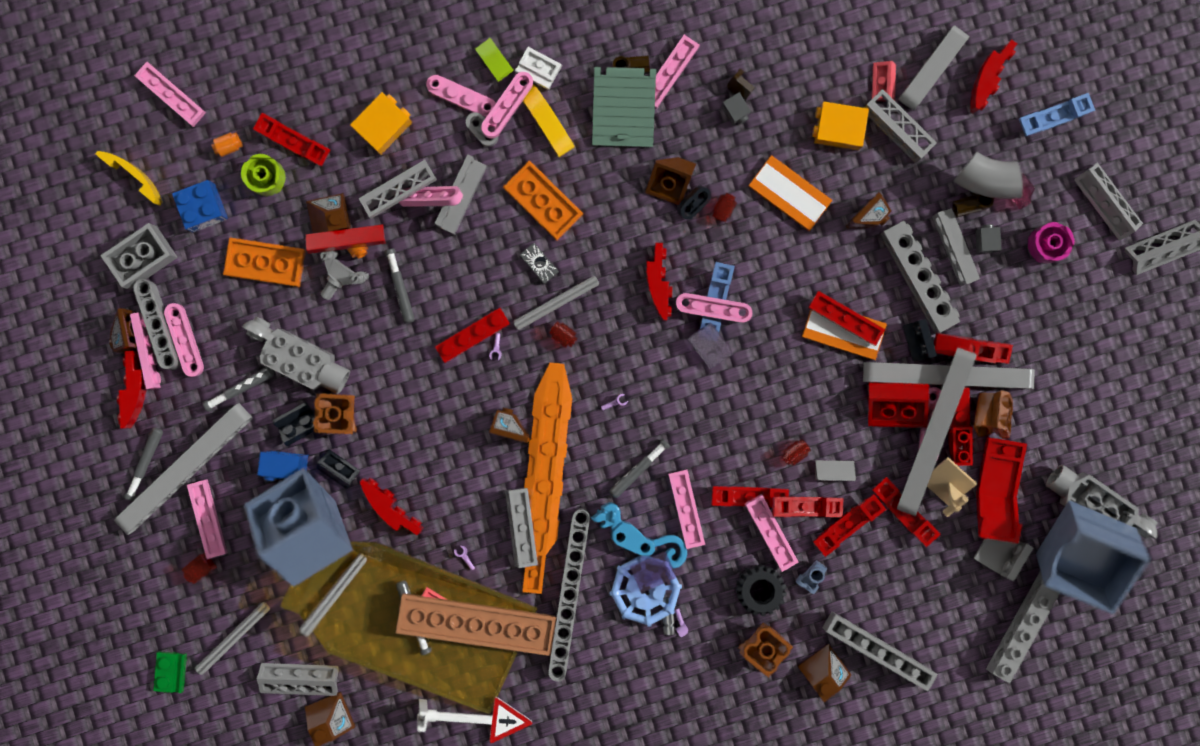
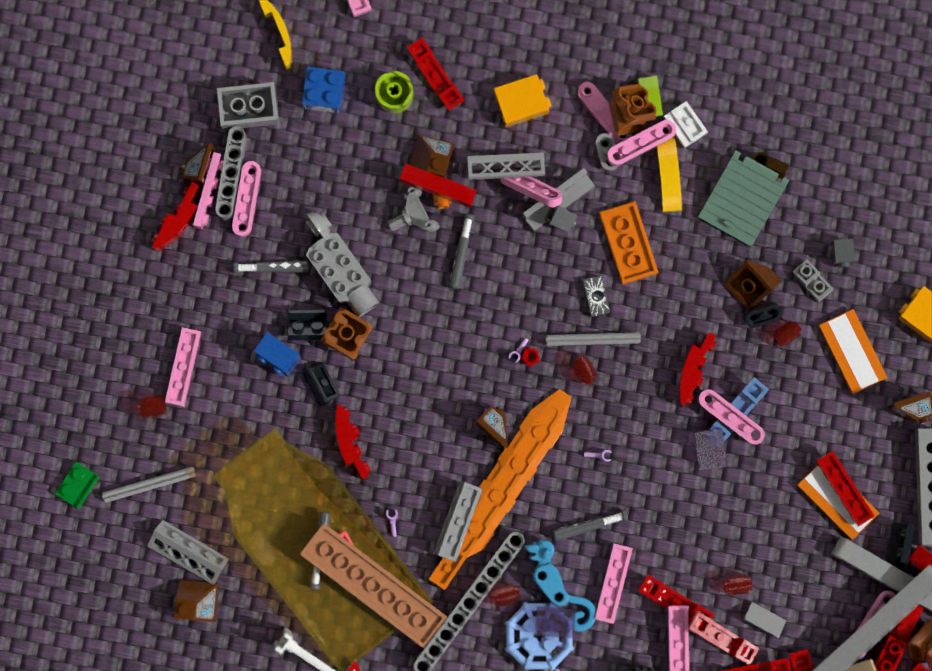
camera: 20 degrees right, 5 degrees down
(147, 454) = (169, 275): dark grey piece -> none
(183, 469) = (186, 312): light grey beam -> none
(226, 144) = (375, 48): orange brick -> none
(264, 262) = (353, 167): orange tile -> none
(297, 527) = (266, 415): sand blue piece -> none
(333, 595) = (263, 491): light grey axle -> none
(471, 210) = (561, 218): none -> dark grey brick
(472, 335) = (503, 328): red plate -> none
(482, 79) = (631, 109): none -> dark orange piece
(504, 347) = (535, 357): none -> red plate
(597, 569) = (505, 595): none -> clear red brick
(674, 67) = (806, 186): bright pink plate -> none
(722, 149) = (812, 280): none -> light grey slope
(739, 84) = (856, 232): dark brown tile -> none
(898, 405) = (851, 590): red slope -> none

